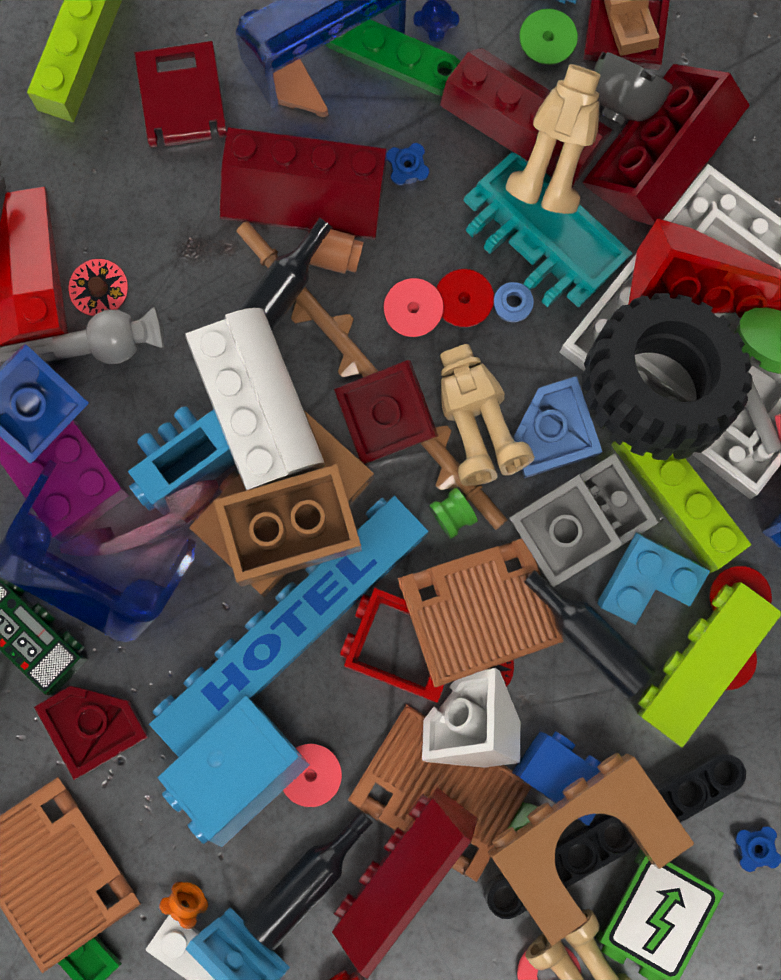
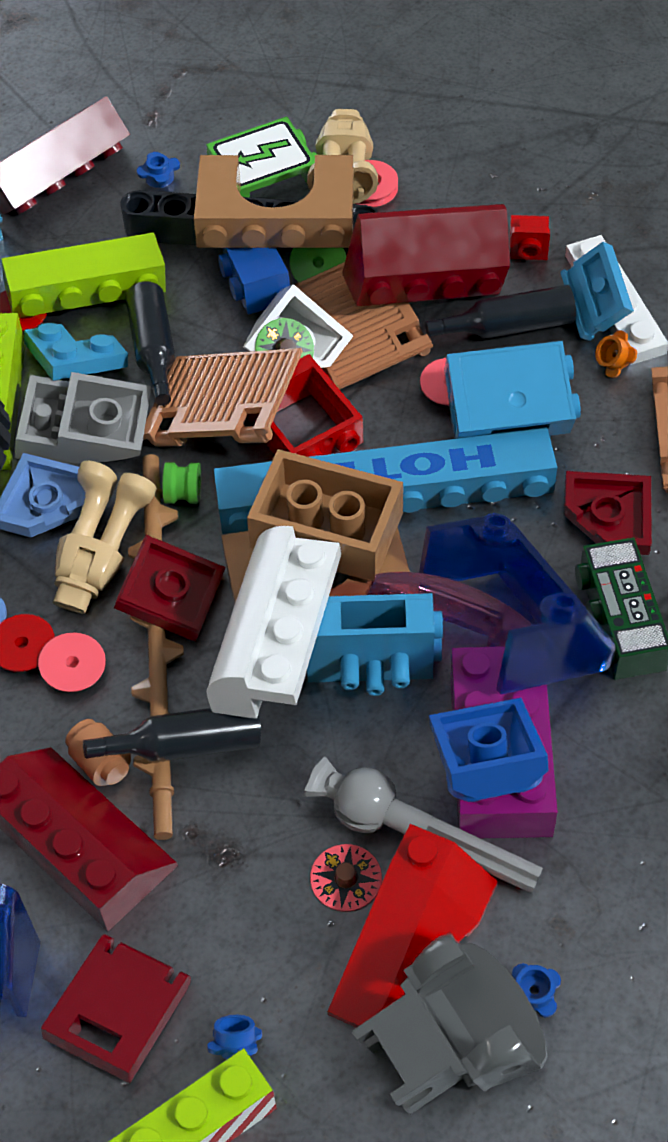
camera: 140 degrees left, 25 degrees down
(97, 131) = (233, 1034): none -> blue plate
(466, 700) = (285, 334): none -> piece

